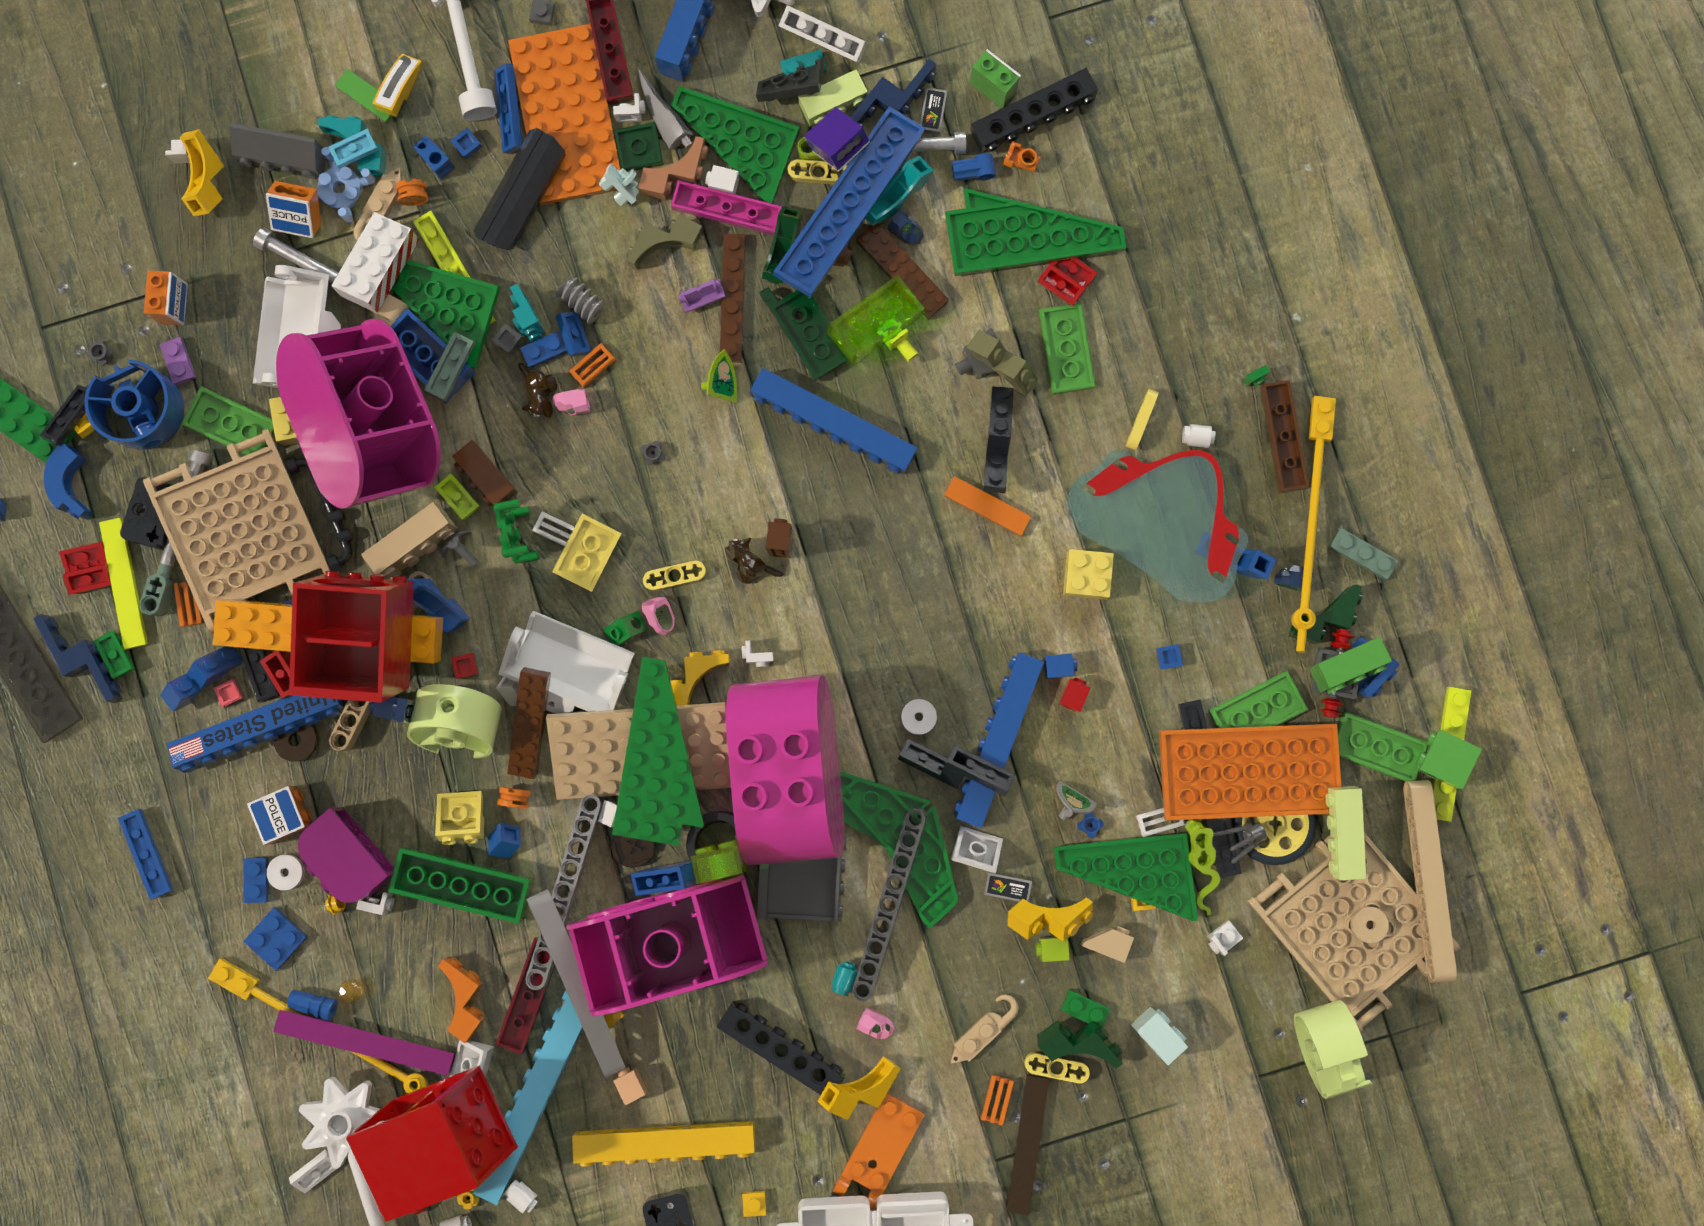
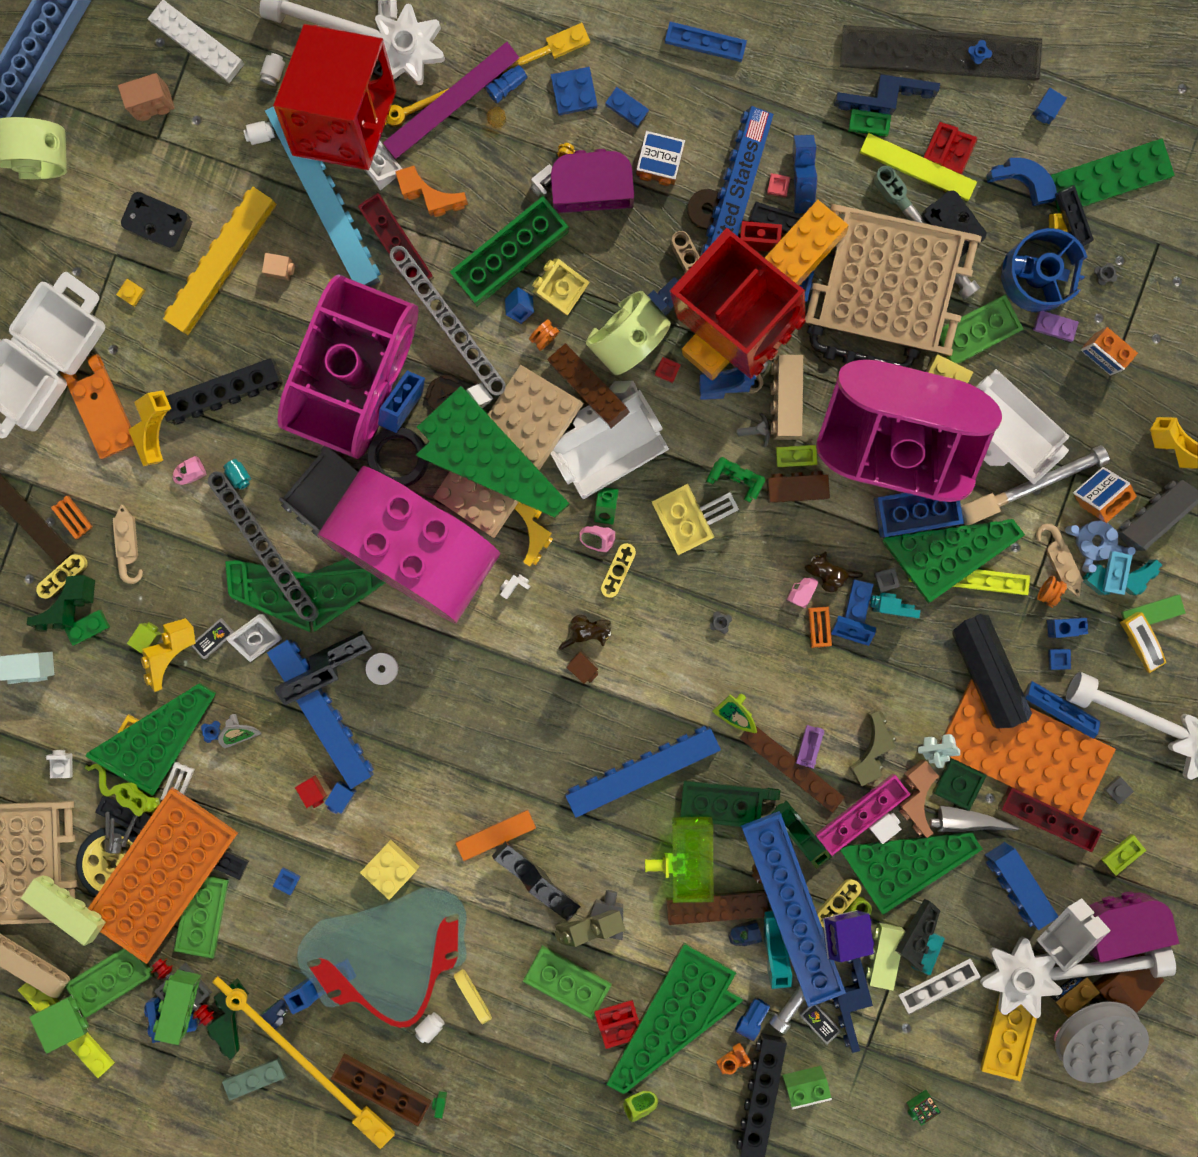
camera: 120 degrees right, 5 degrees up
(181, 609) = (869, 196): orange tile -> none
(275, 872) = (613, 141): white piece -> none
(375, 262) = (1017, 525): white brick -> none
(449, 366) = (894, 522): sand green plate -> none
(566, 964) = (394, 285): light grey beam -> none
(580, 300) = (874, 655): light grey piece -> none
(630, 113) = (989, 797): white bracket -> none
(717, 863) = (377, 448): clear neon green brick -> none
(1110, 943) = (118, 681): tan slope -> none
(1122, 207) = (640, 1105): none -> rock

